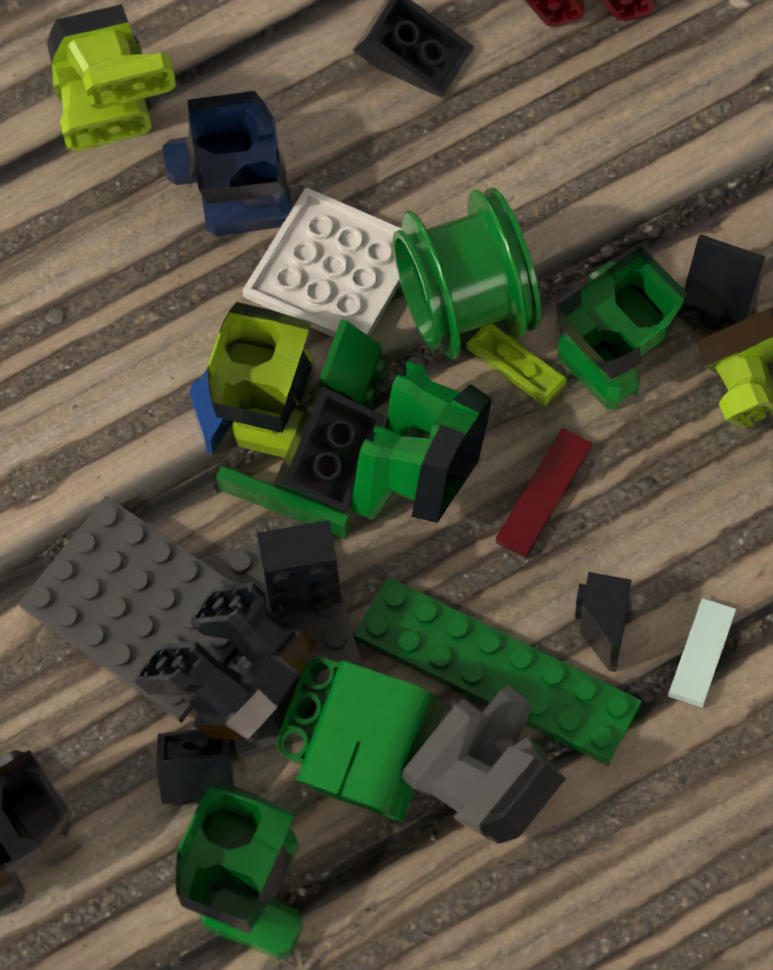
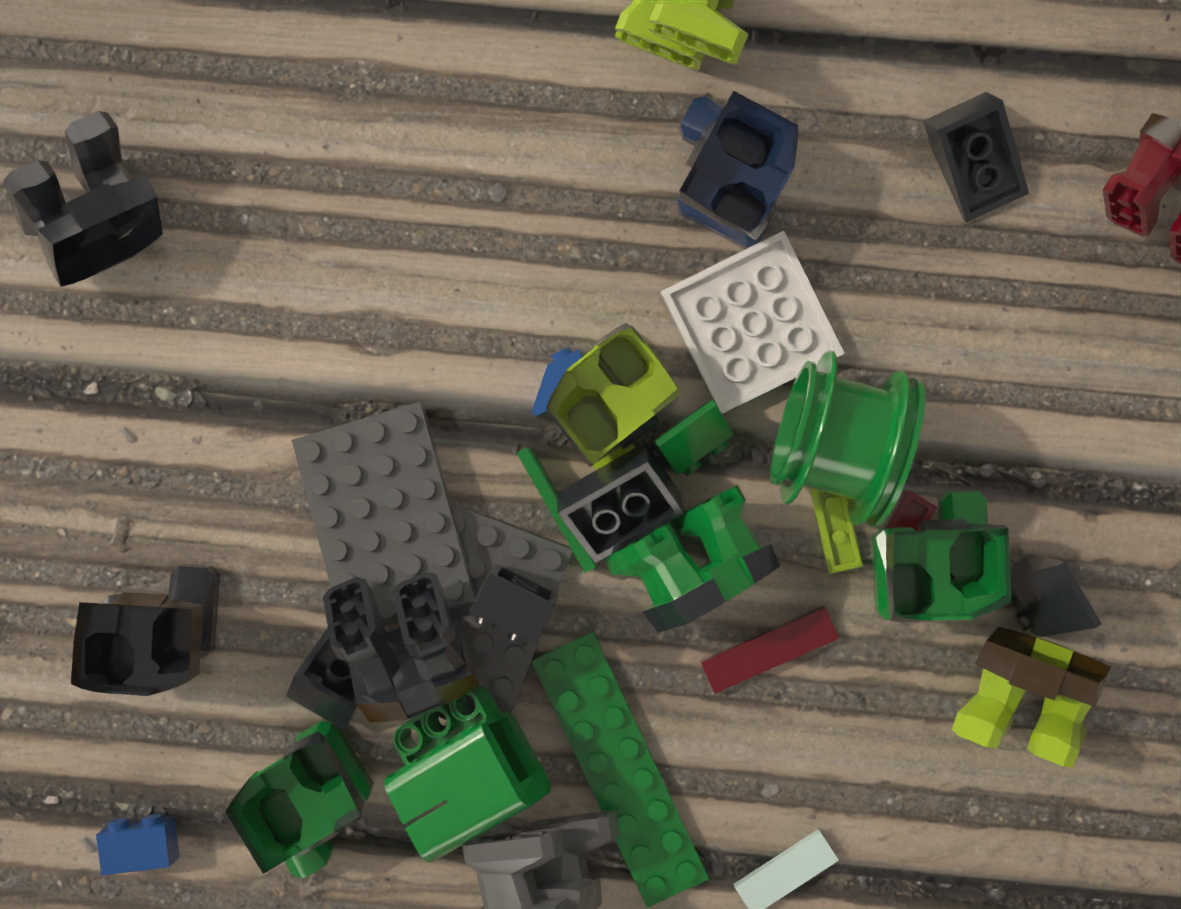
camera: 30 degrees right, 25 degrees up
(603, 612) = (731, 804): black slope -> none

